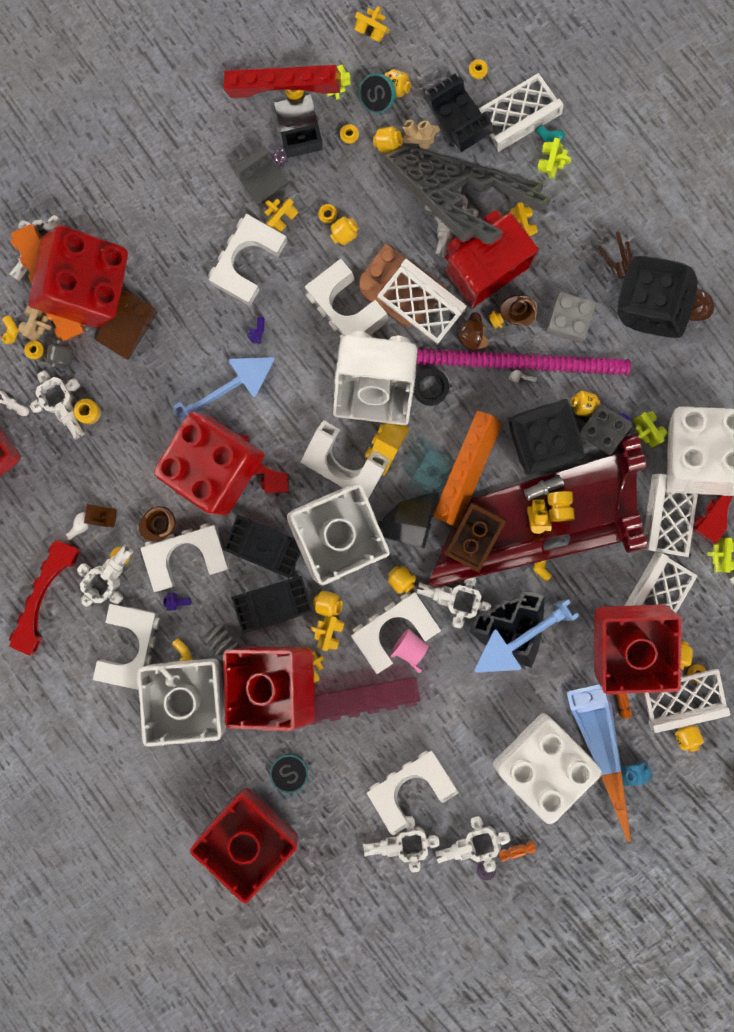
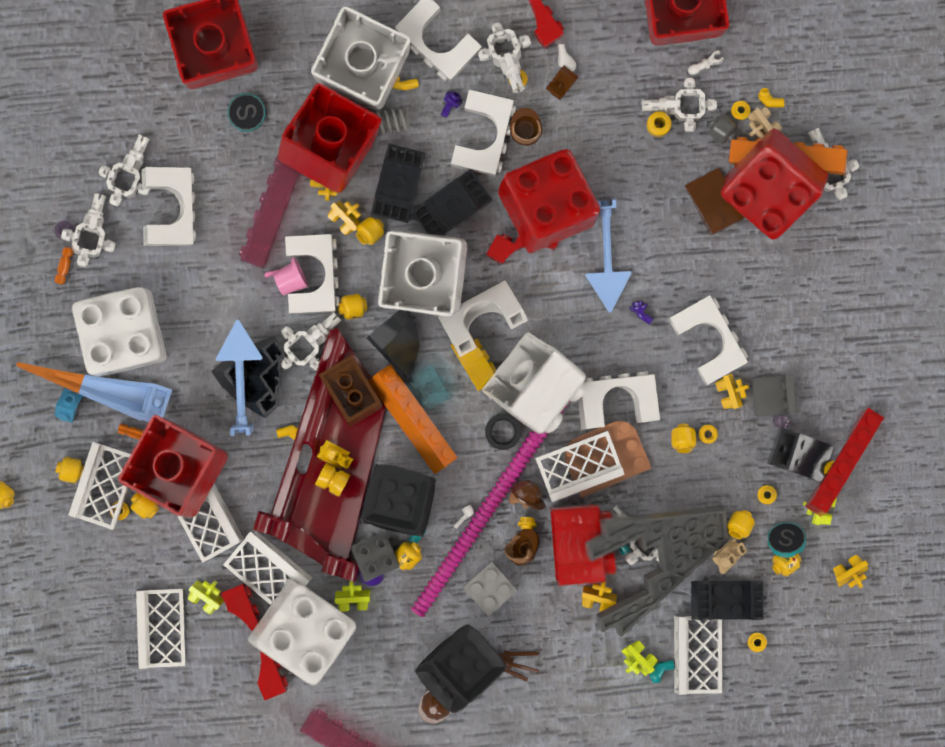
camera: 120 degrees right, 0 degrees up
(543, 487) = (357, 475): light grey pin -> none

